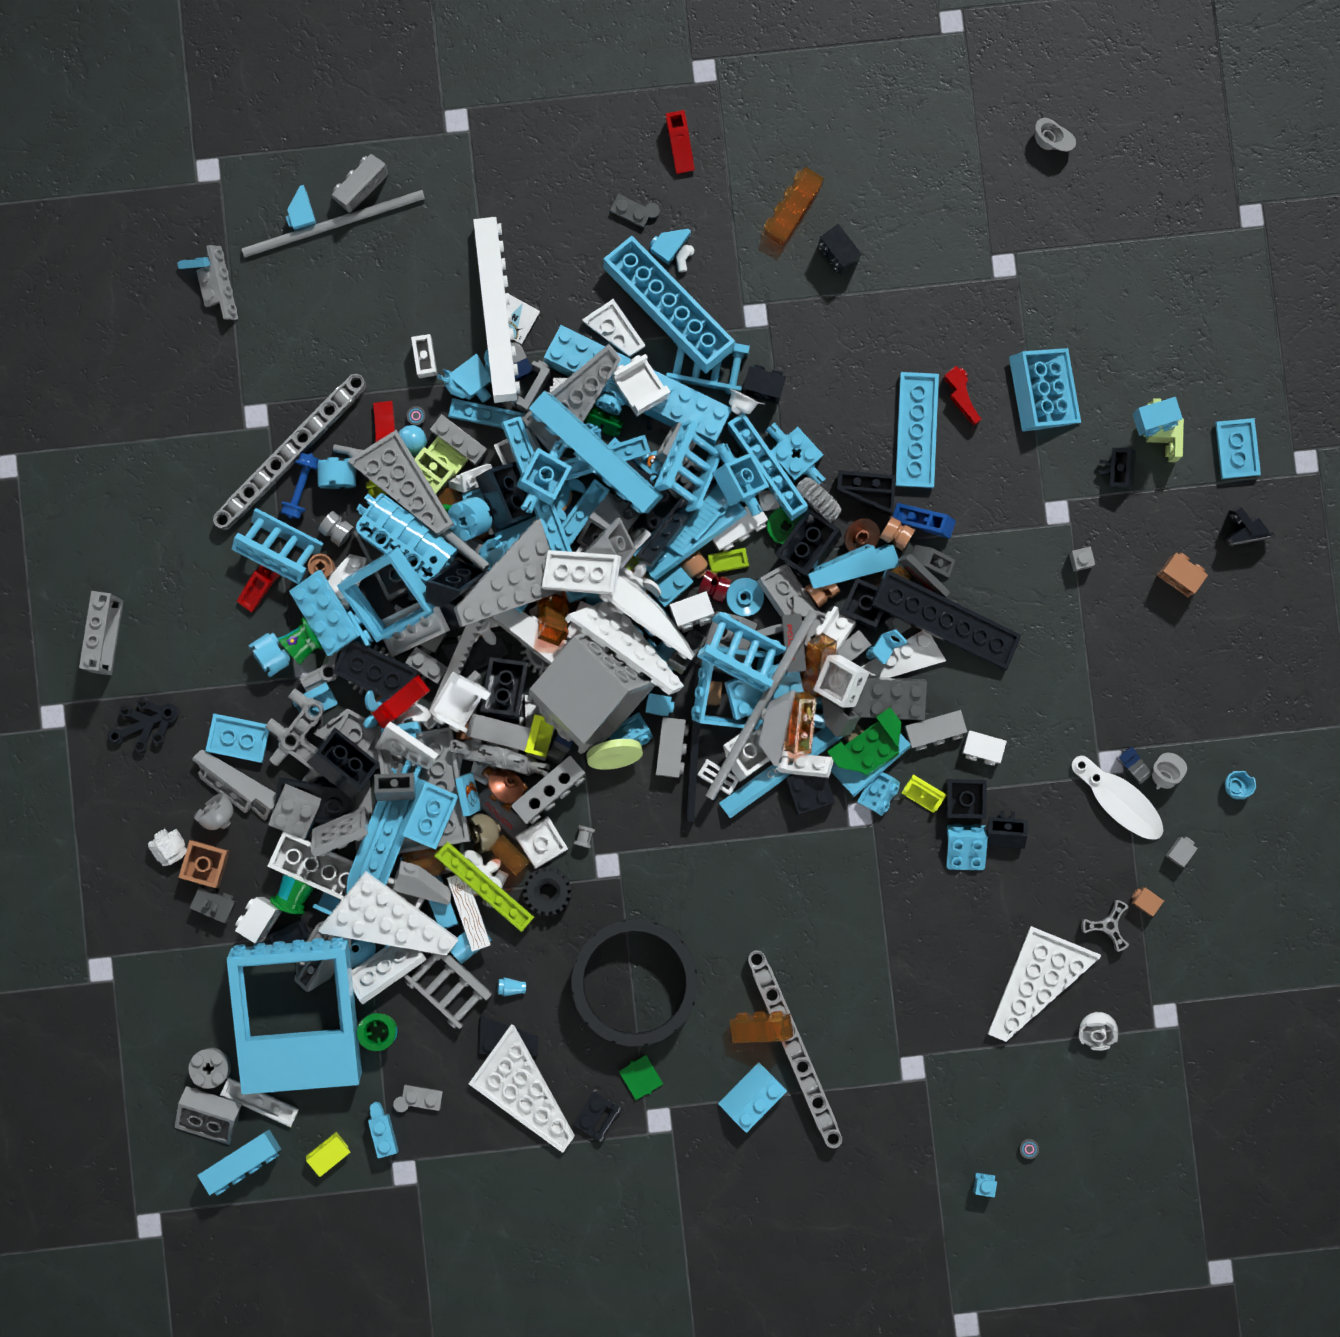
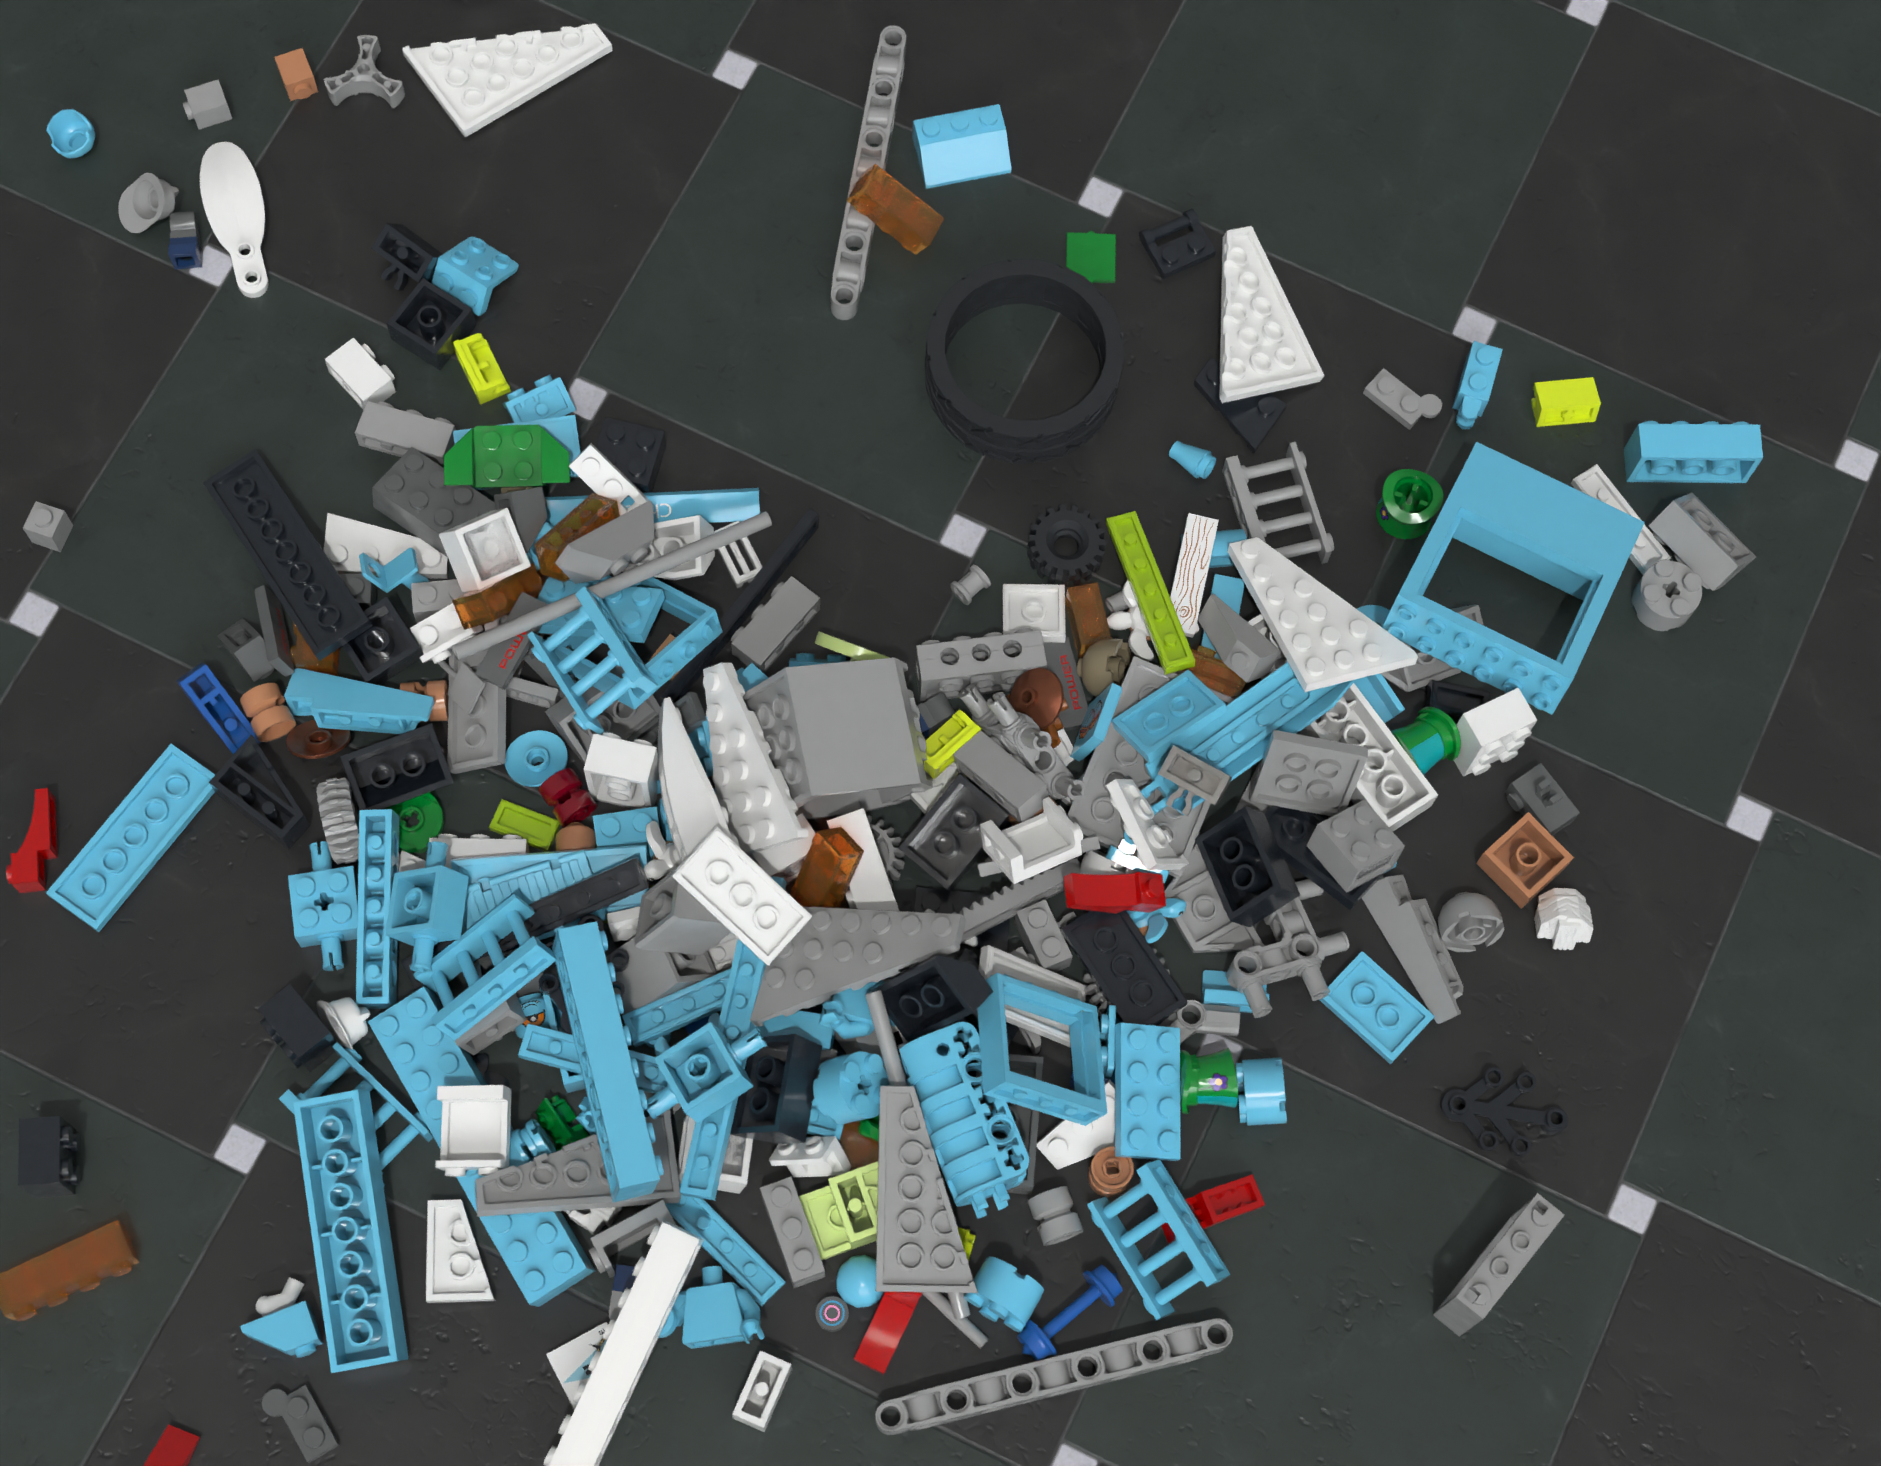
camera: 150 degrees left, 15 degrees down
(383, 970) = (1358, 574): white plate -> none

